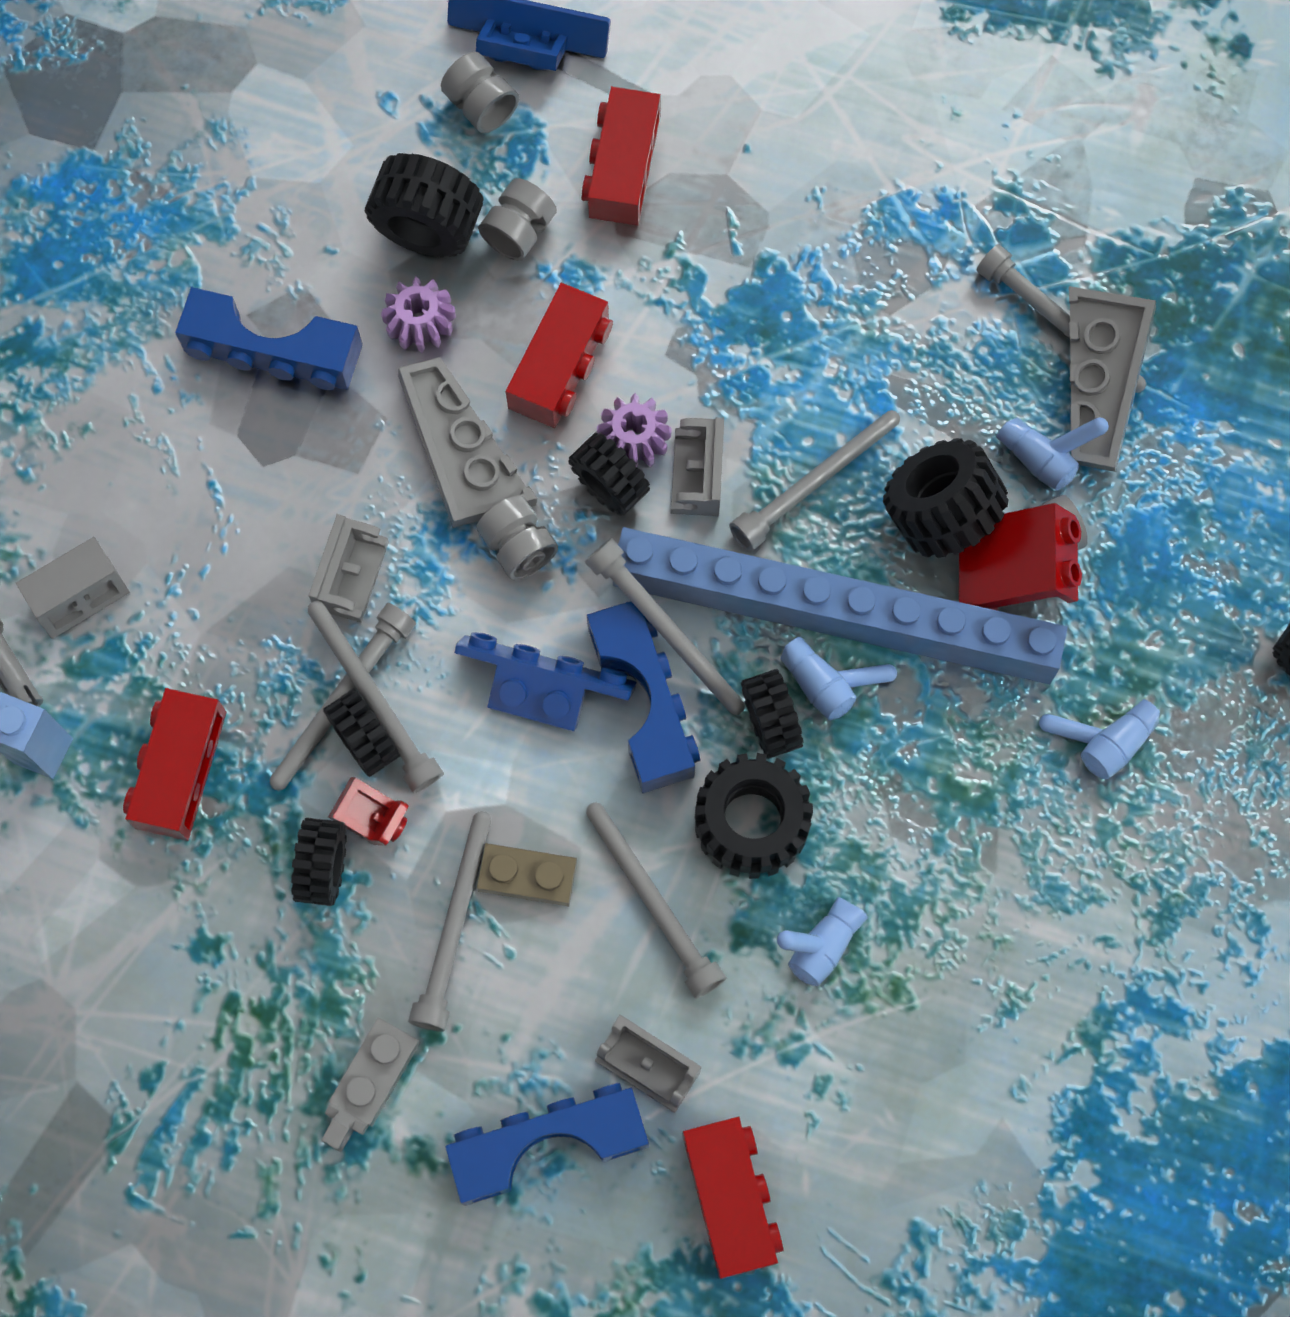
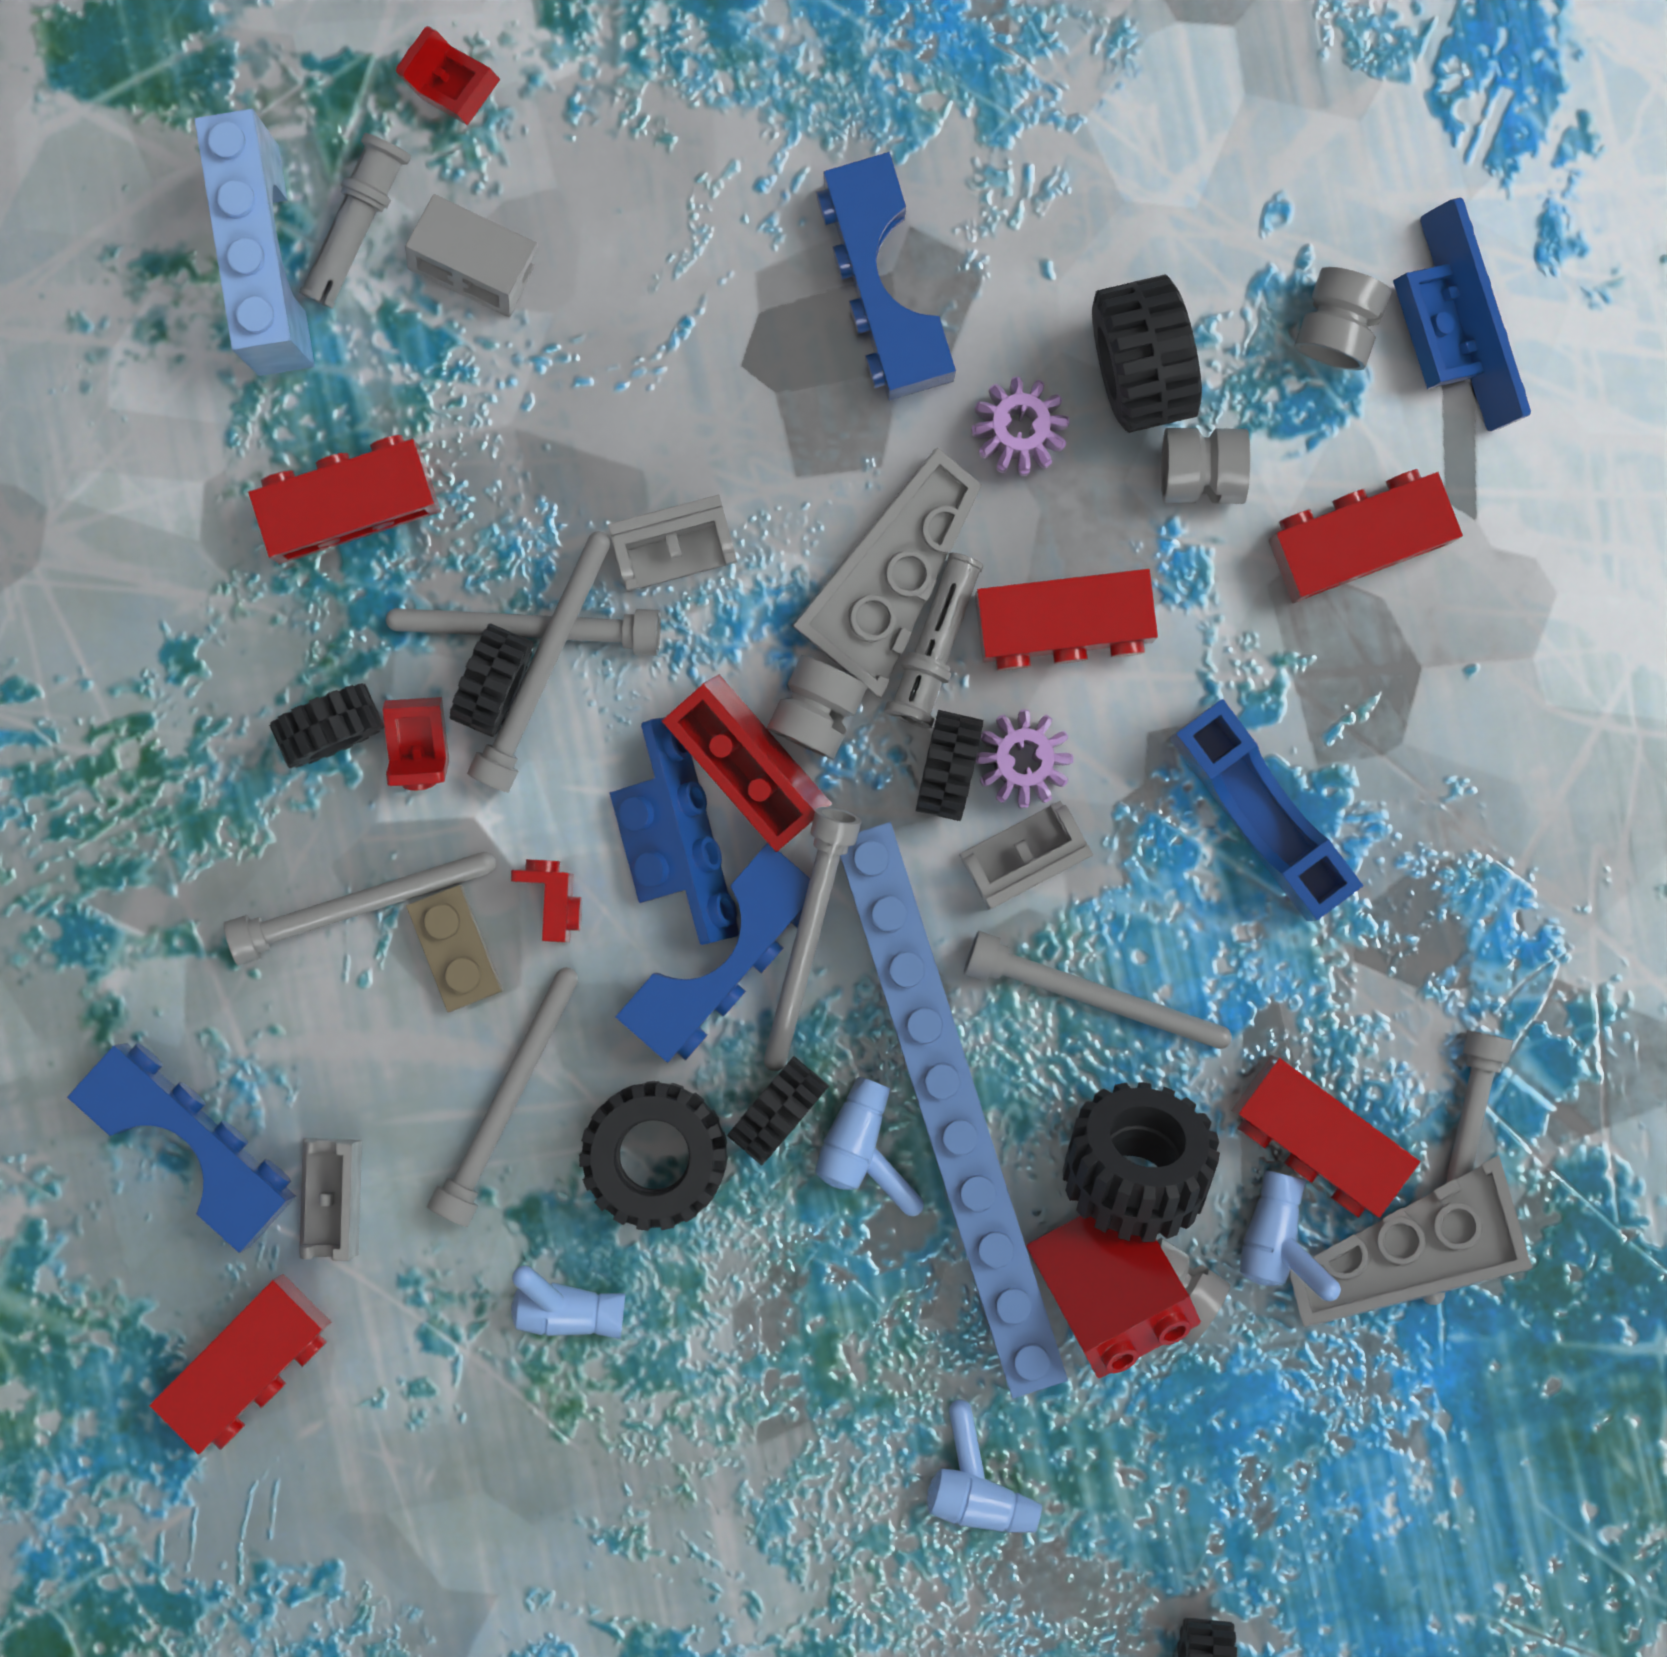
camera: 60 degrees right, 15 degrees up
(368, 1082) = (142, 919): light grey hinge -> none
(525, 599) = (746, 762): none -> red brick
(537, 456) = (927, 666): none -> light grey pin
(544, 782) = (561, 909): none -> red bracket
(807, 301) = (1275, 829): none -> blue arch
(995, 388) = (1323, 1138): none -> red brick

